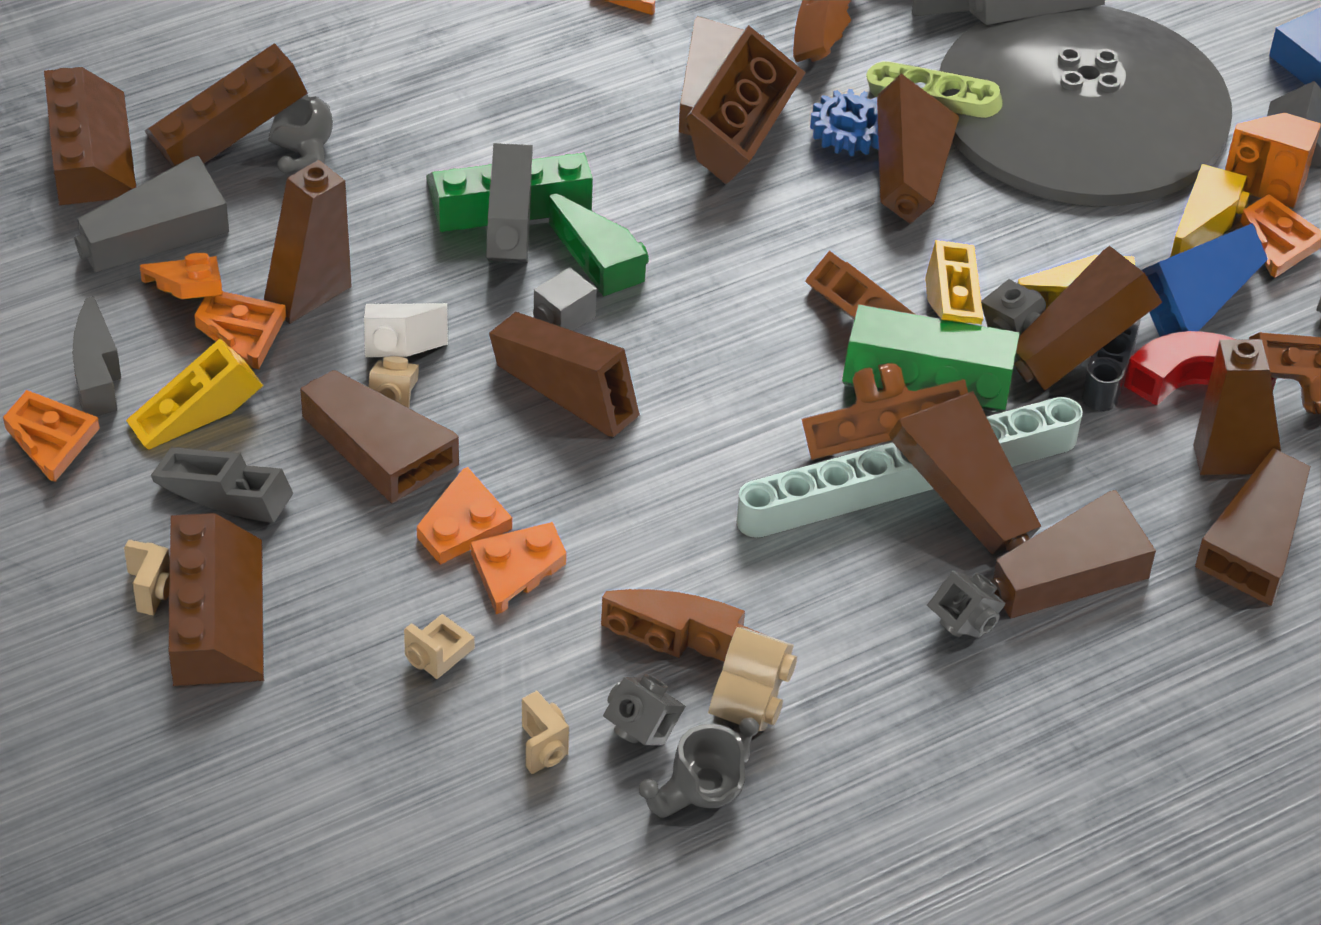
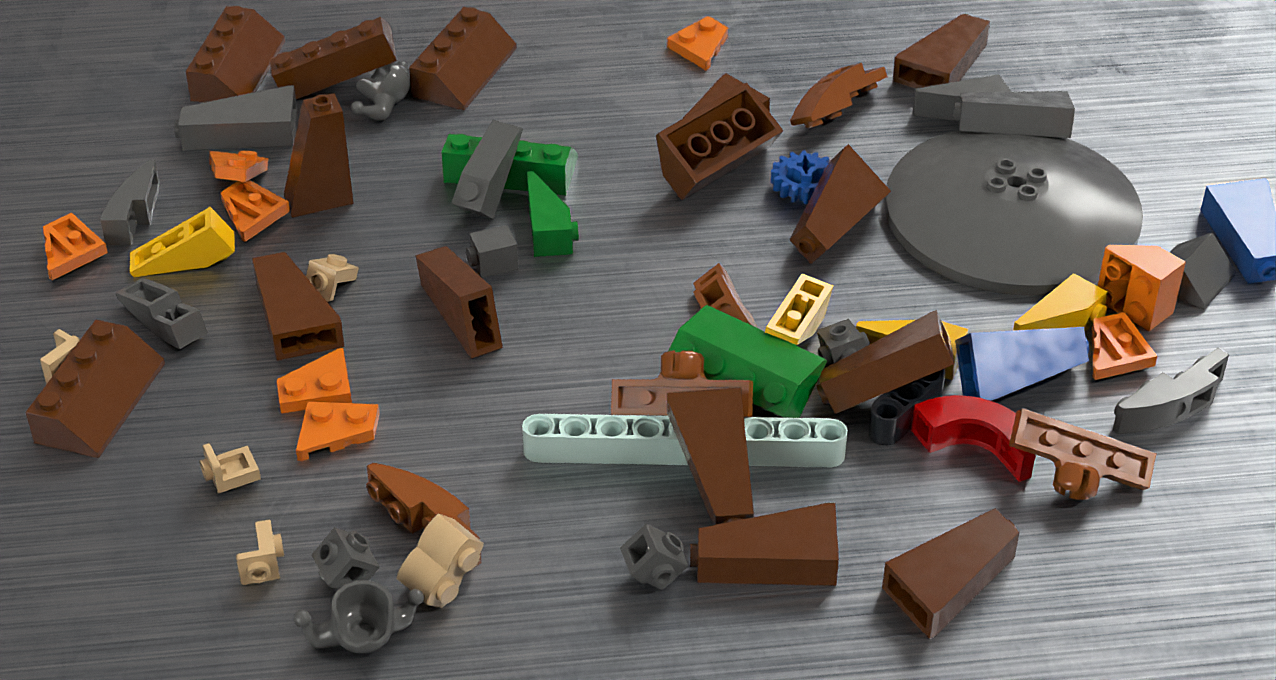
camera: 25 degrees right, 5 degrees down
(370, 71) = (461, 59): none -> reddish brown slope
(404, 328) = (359, 238): white slope -> none
(975, 97) = (912, 181): yellowish green beam -> none
(1238, 411) = (973, 465): reddish brown slope -> none

